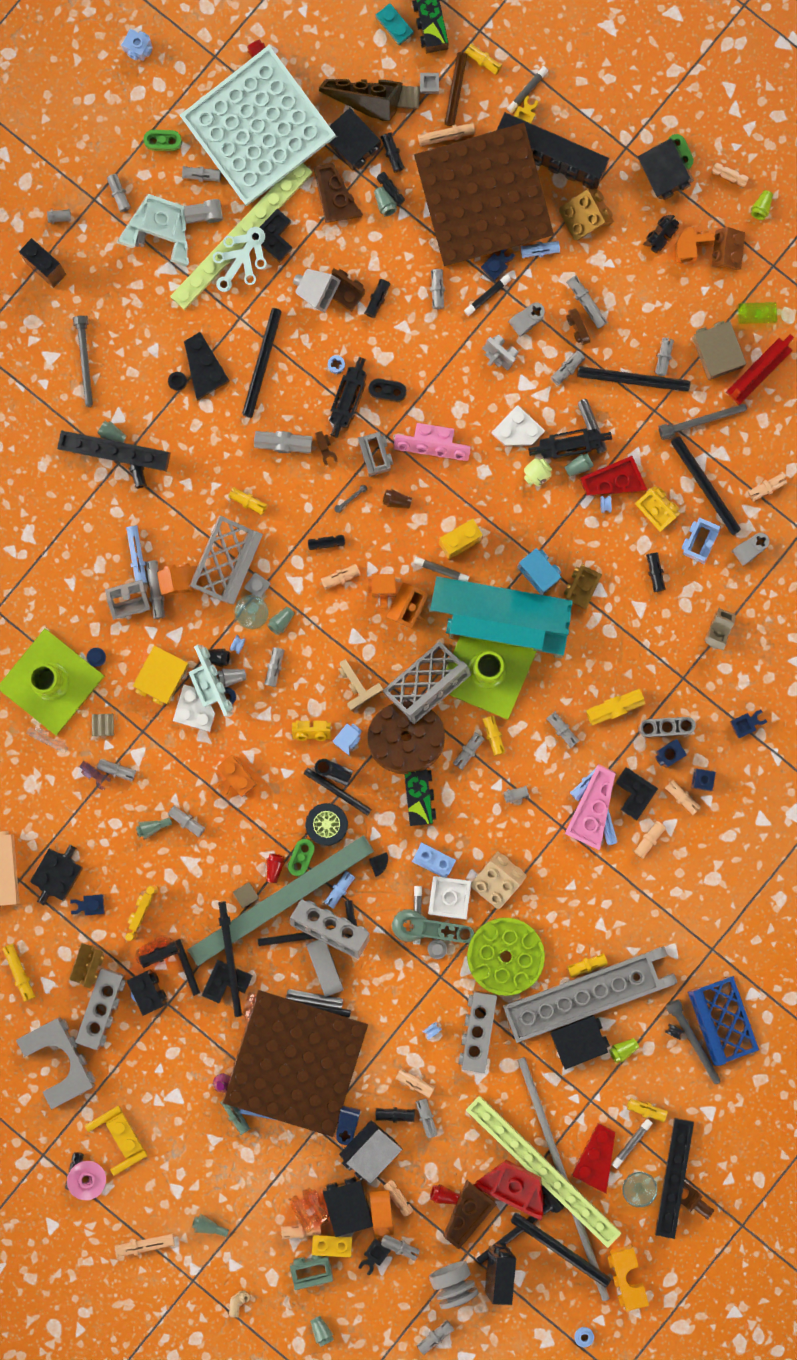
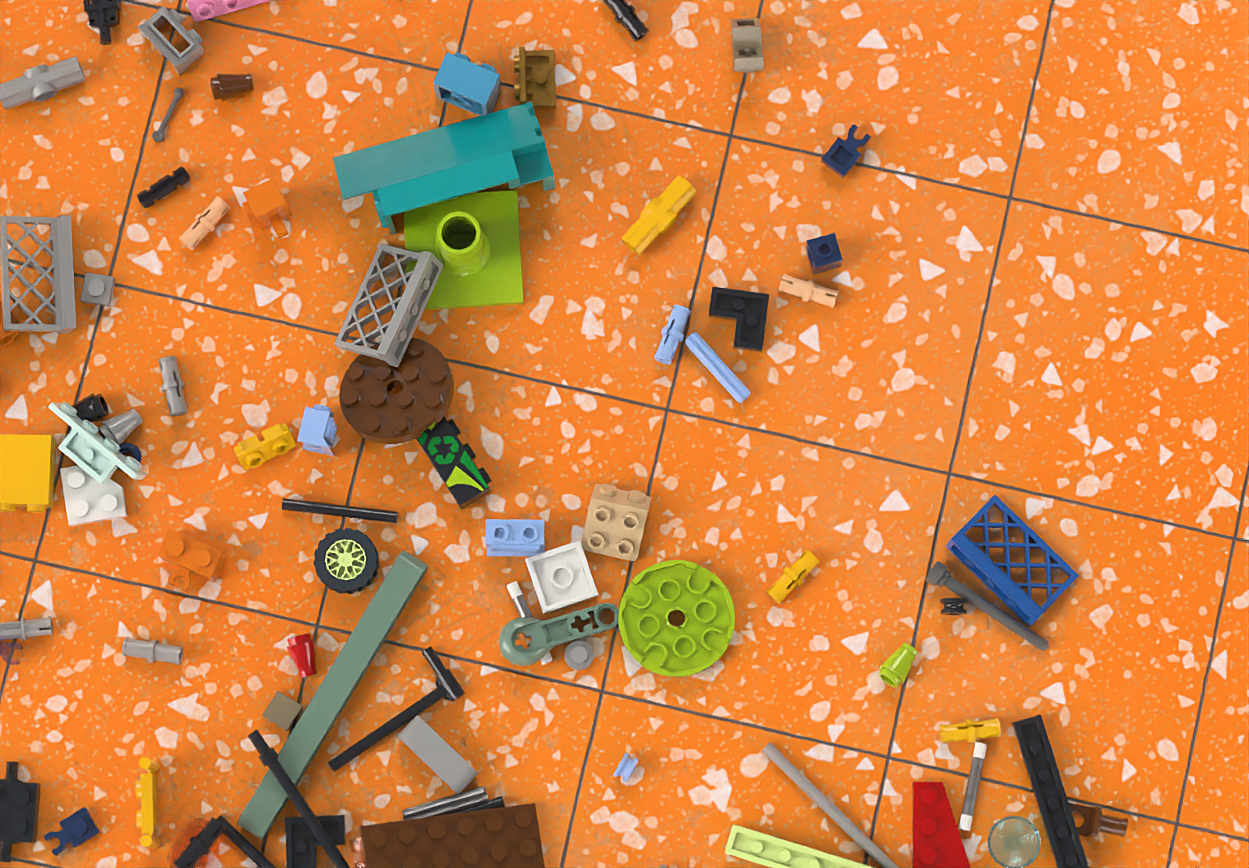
camera: 25 degrees left, 5 degrees down
(148, 828) = (103, 687): sand green cone -> none
(237, 644) = (108, 380): light blue bush -> none
(247, 501) = (30, 183): yellow pin -> none
(251, 612) = (106, 328): clear light blue piece -> none
(280, 621) = (151, 321): sand green cone -> none
(301, 857) = (332, 623): bright green plate -> none
(324, 442) = (95, 58): reddish brown plate -> none
(335, 772) = (323, 485): black piece -> none
(339, 889) = (407, 640): light blue pin -> none
(352, 946) = (430, 705): light grey brick -> none
(357, 687) = (298, 357): tan bracket -> none
(379, 863) = (444, 579): black tile -> none
(408, 605) = (314, 215): orange brick -> none
(415, 1083) = (637, 851): light nougat pin -> none
(440, 569) = (332, 149): dark grey bar -> none
(460, 539) = (341, 92): yellow brick -> none
(468, 751) = (491, 369): light grey pin -> none
(478, 1062) = (683, 692): light grey brick -> none
(494, 735) = (515, 332): yellow pin -> none
(515, 794) = (583, 396): light grey pin -> none
(562, 729) = (603, 279): light grey pin -> none
(579, 1041) = (833, 683): black brick -> none
(586, 995) = (810, 618): light grey hinge -> none
(591, 814) = (696, 369): bright pink wing -> none
(649, 839) = (792, 367): light nougat pin -> none
(676, 729) = (746, 196): light grey beam -> none
(678, 751) = (766, 229): dark blue brick -> none

